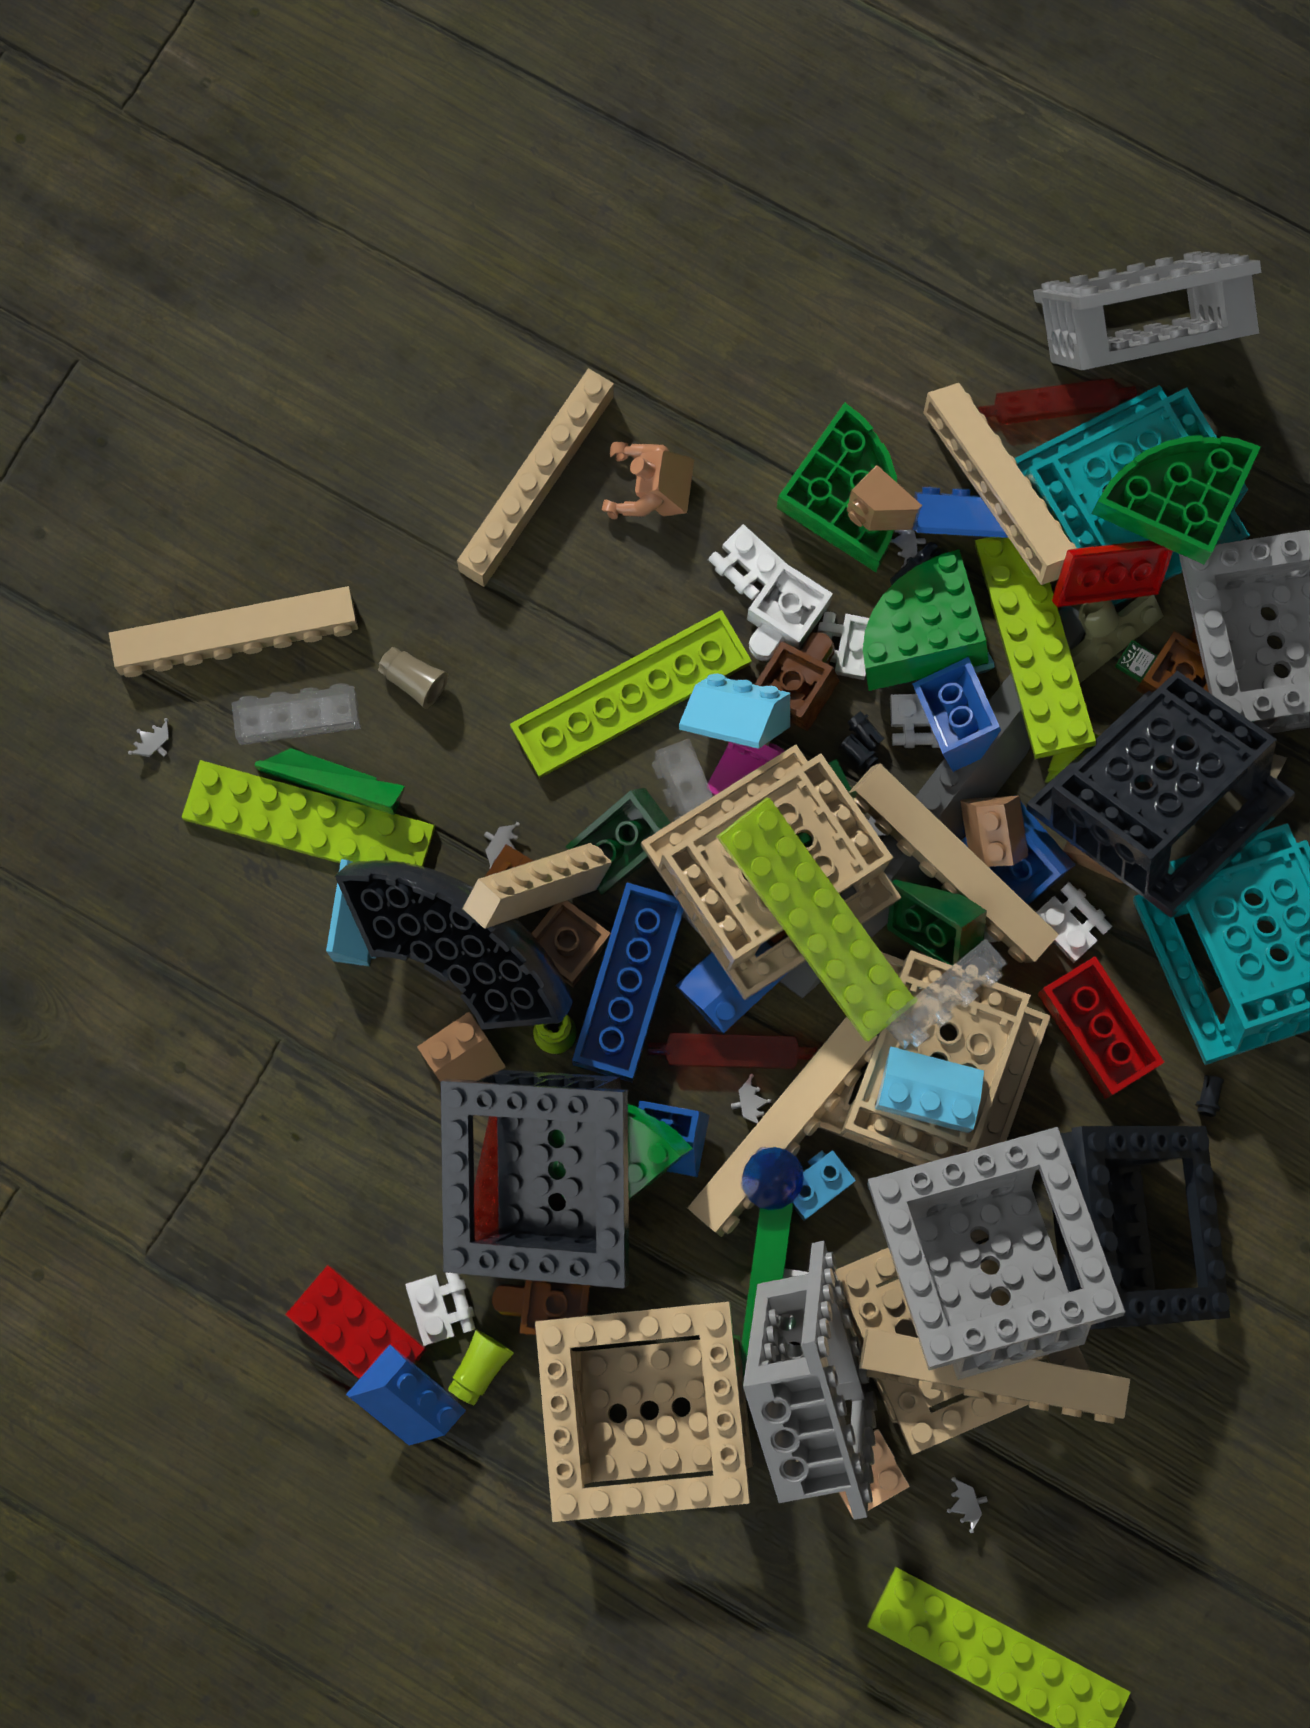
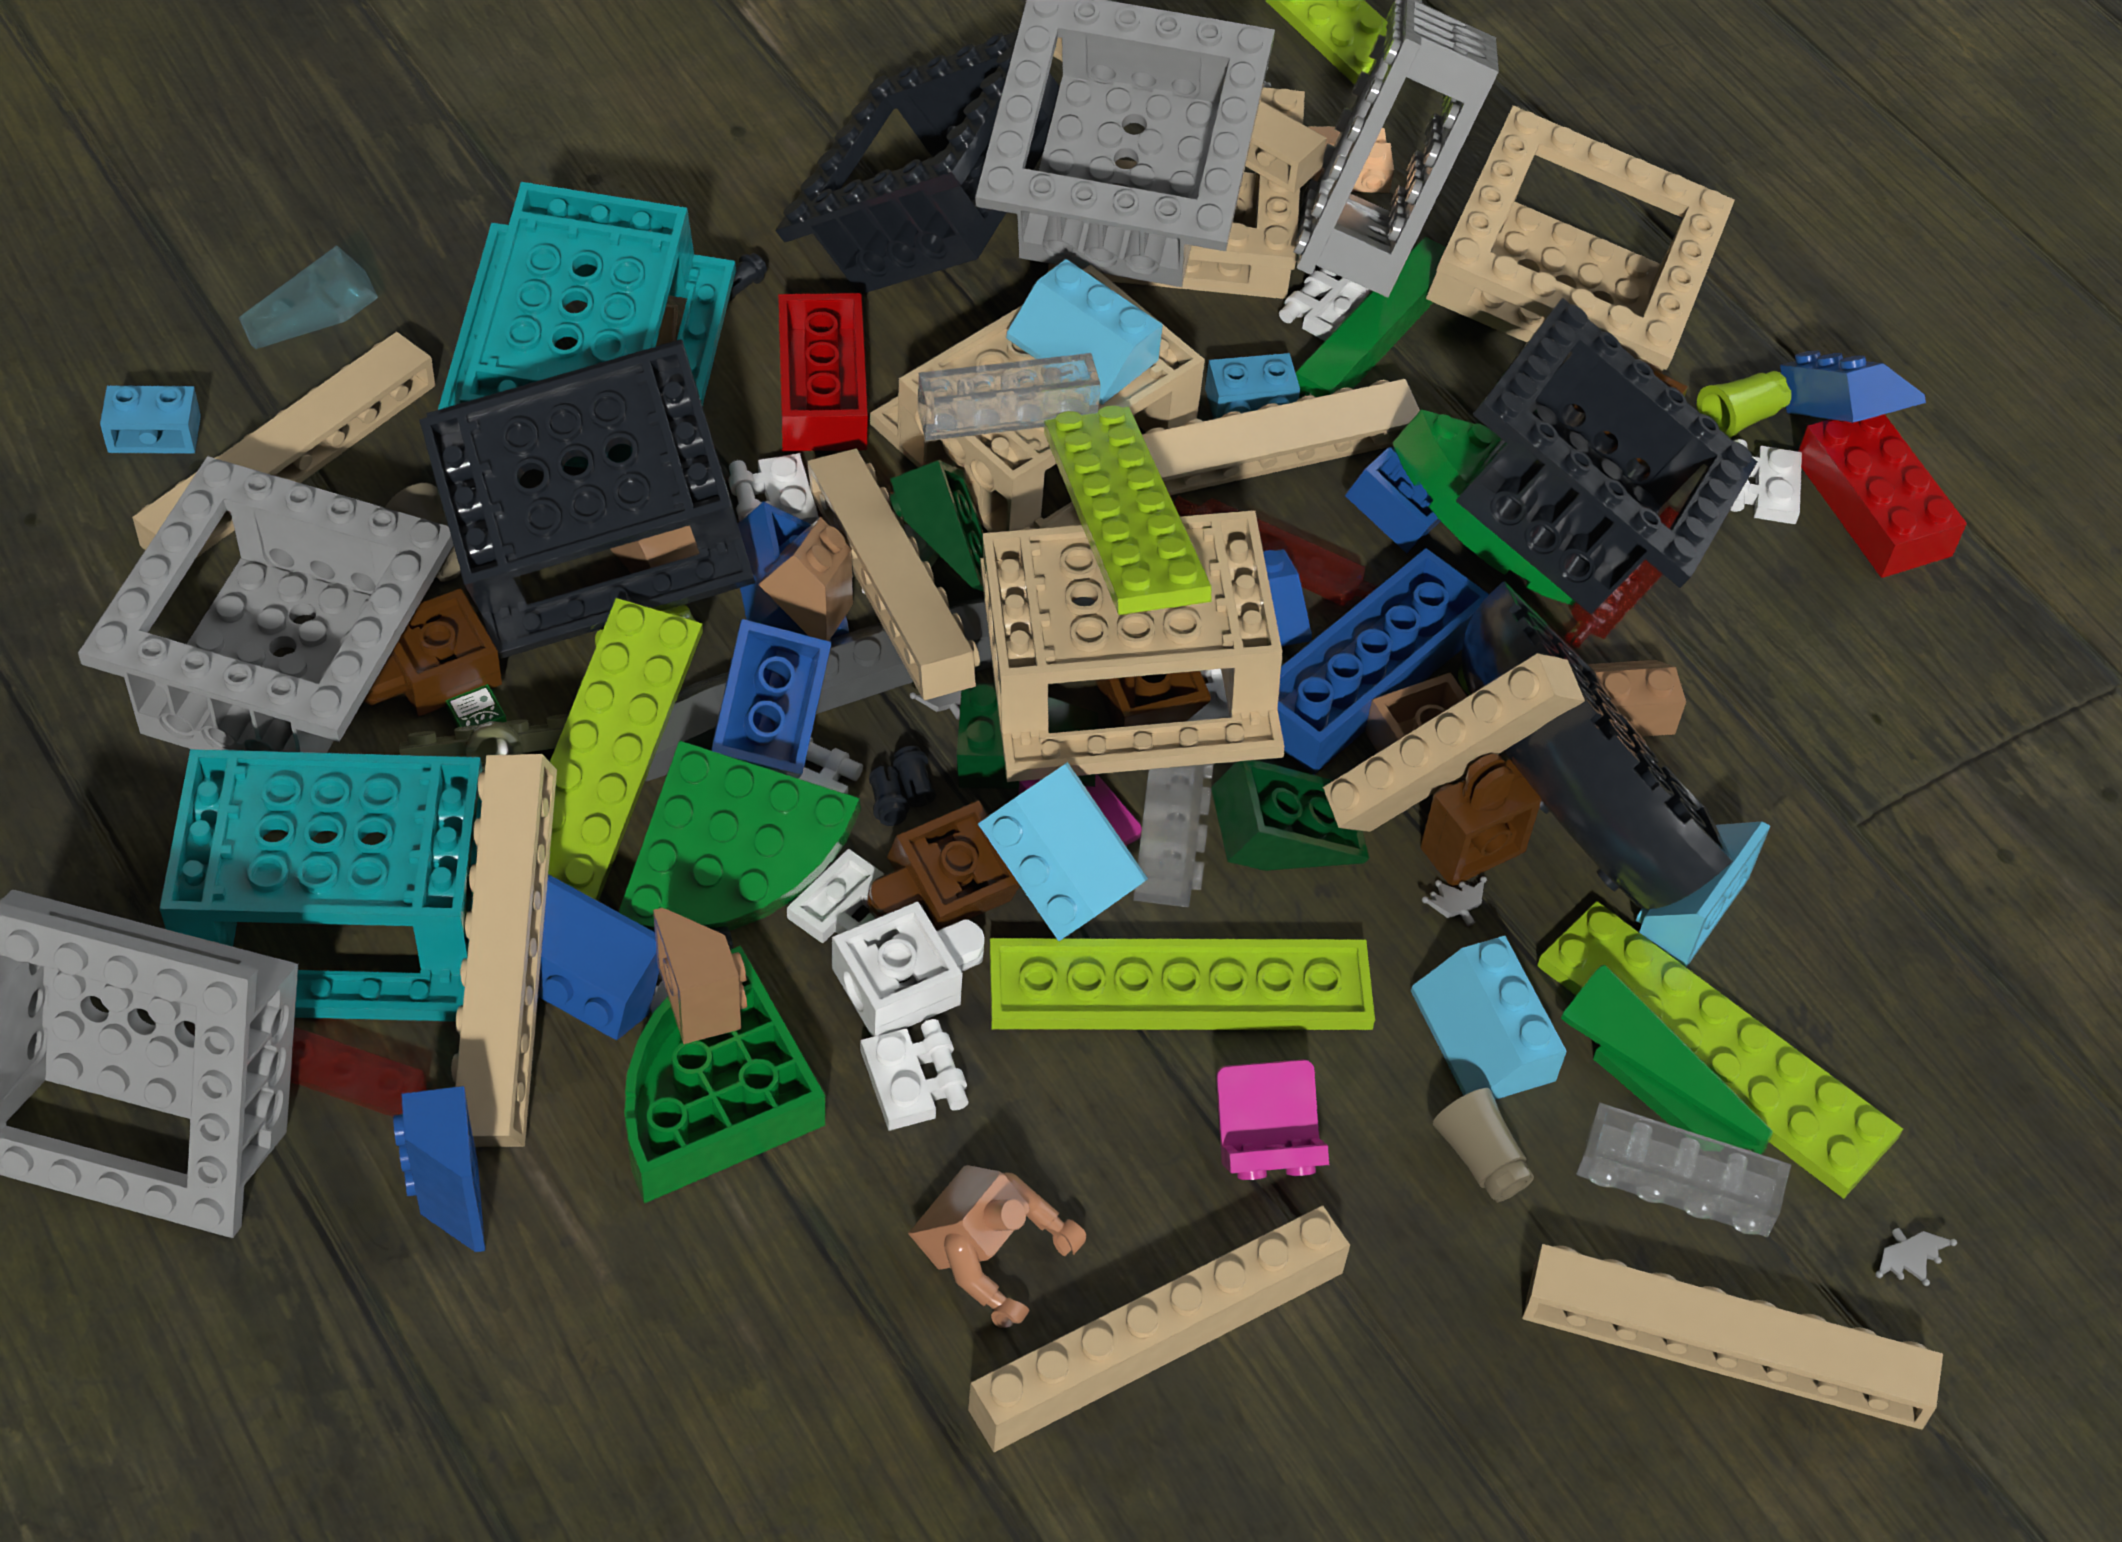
camera: 155 degrees left, 25 degrees down
(444, 759) = (1489, 1021): none -> medium azure slope
(534, 619) = (1269, 1119): none -> dark pink bracket
(750, 1102) = (1284, 501): light grey piece -> none
(772, 1178) = (1311, 385): clear blue dish -> none
(943, 349) = (442, 1161): none -> blue slope
(1111, 573) = (445, 745): red tile -> none
(1180, 492) = (288, 760): green brick -> none

